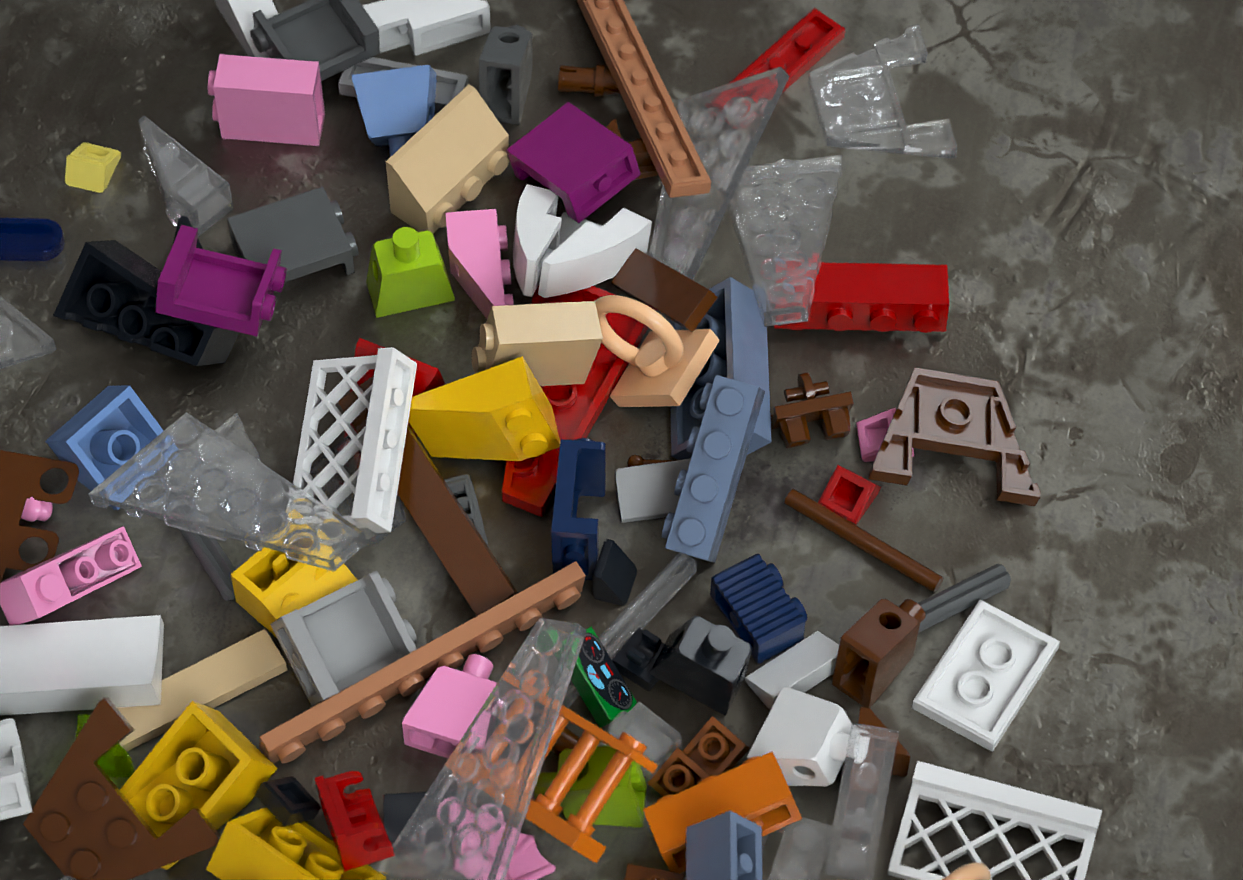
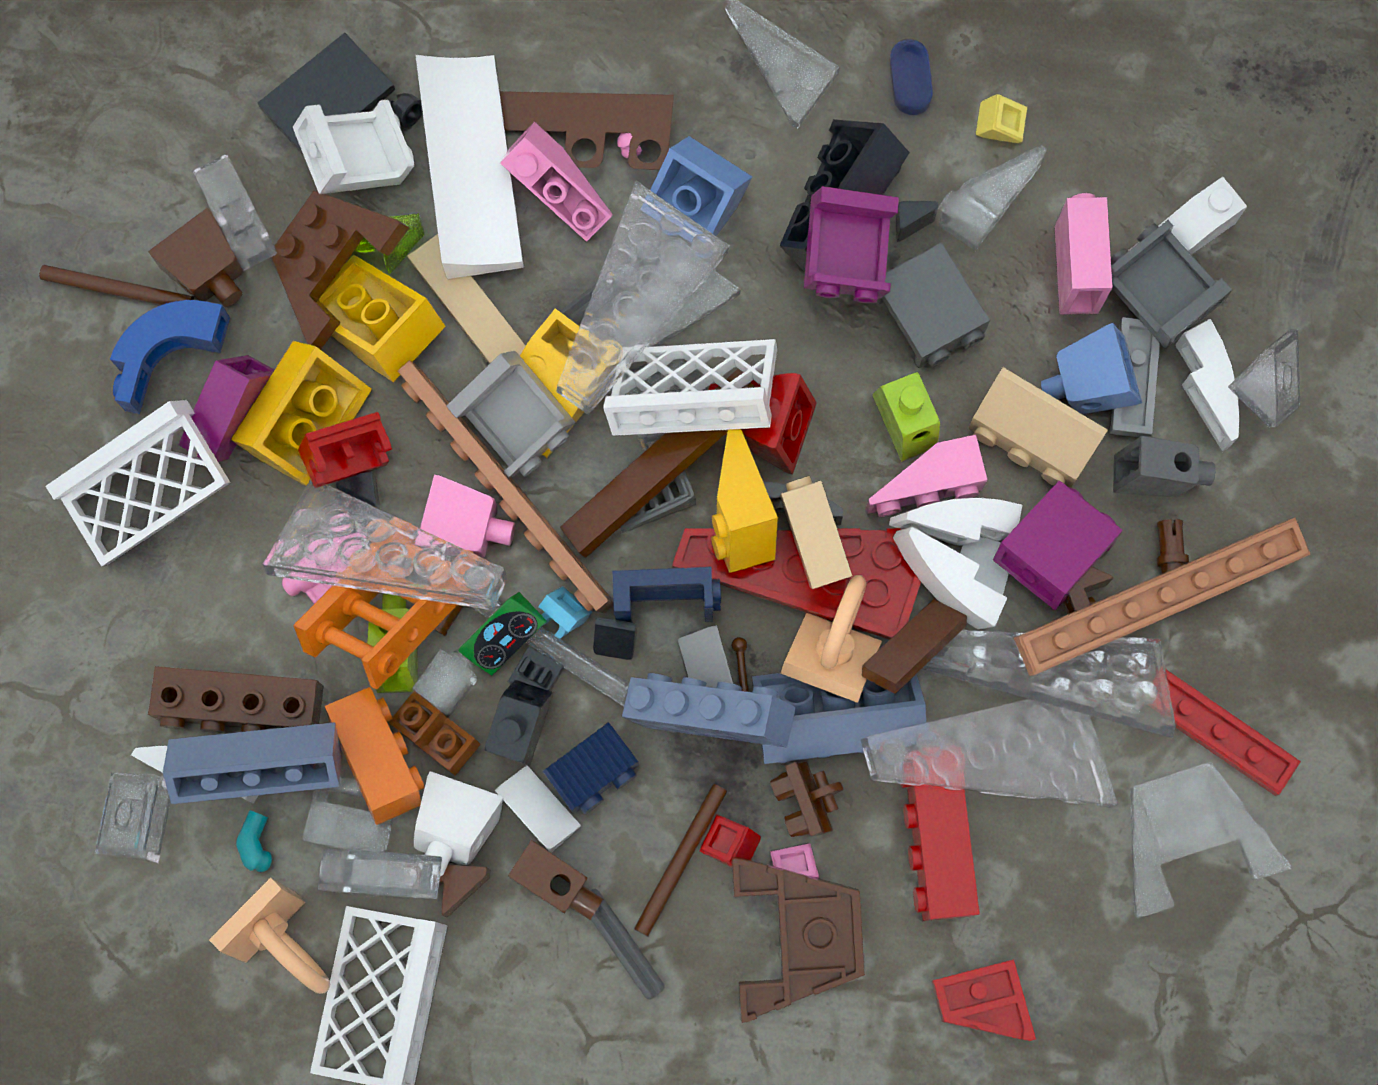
camera: 85 degrees right, 20 degrees up
(288, 800) = (366, 394): black tile -> none
(584, 612) = (564, 610): none -> medium azure tile
(985, 675) = (551, 982): white tile -> none
(1029, 284) = (986, 1001): none -> red wing

